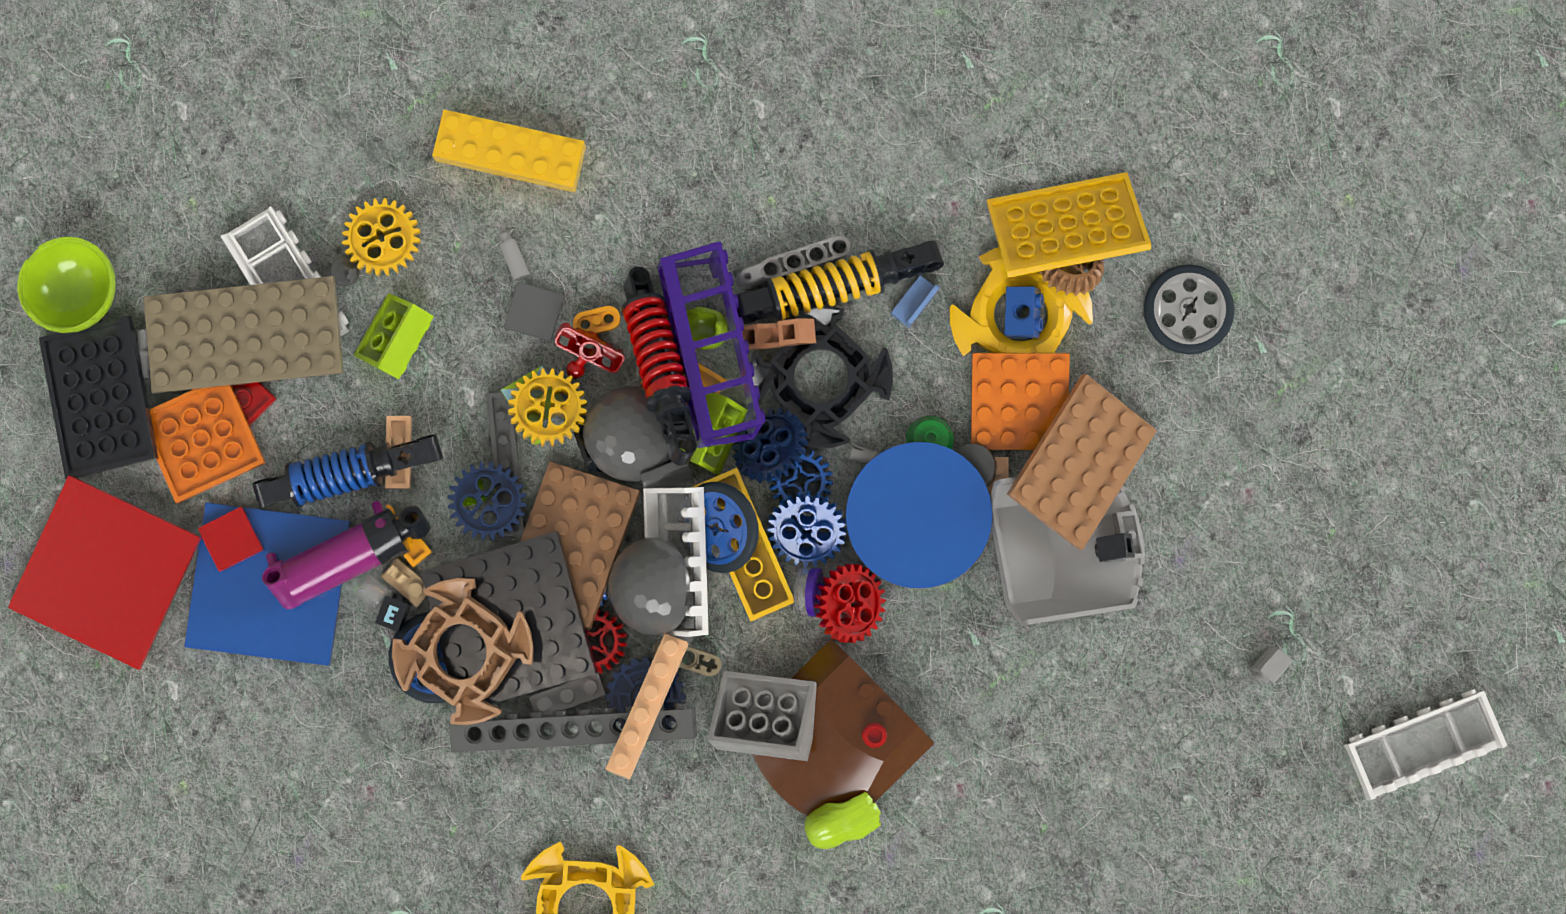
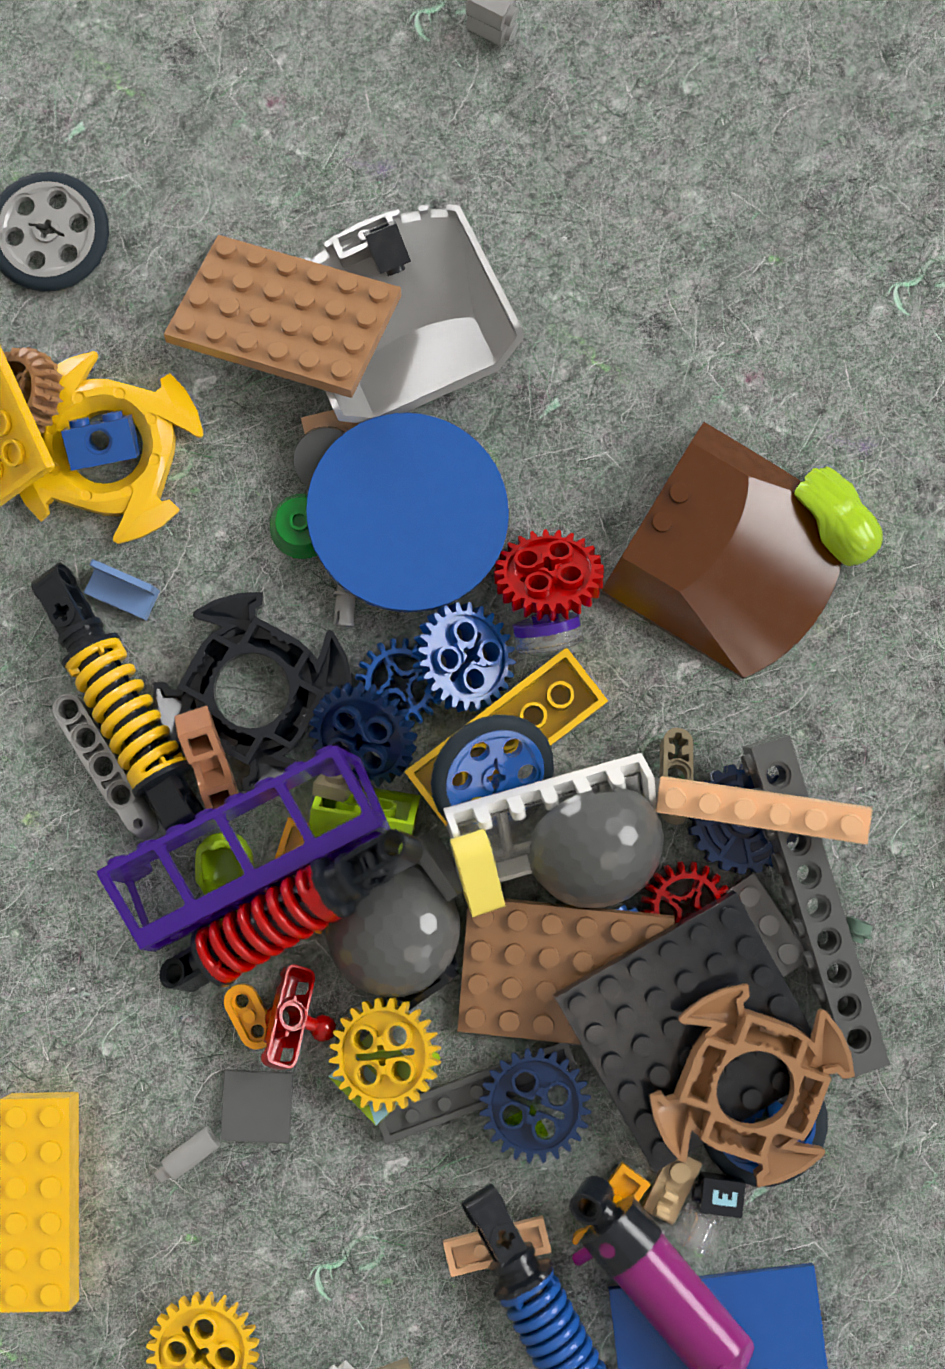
camera: 95 degrees left, 0 degrees up
(393, 335) = (337, 1295): lime slope -> none
(548, 757) = (859, 929): none -> sand green plate
(653, 499) = (477, 872): none -> light yellow beam
(738, 414) = (331, 788): none -> dark tan plate
(764, 716) = (728, 651): light grey slope -> none
(874, 735) = (719, 495): red plate -> none
(1016, 397) = (218, 423): orange plate -> none

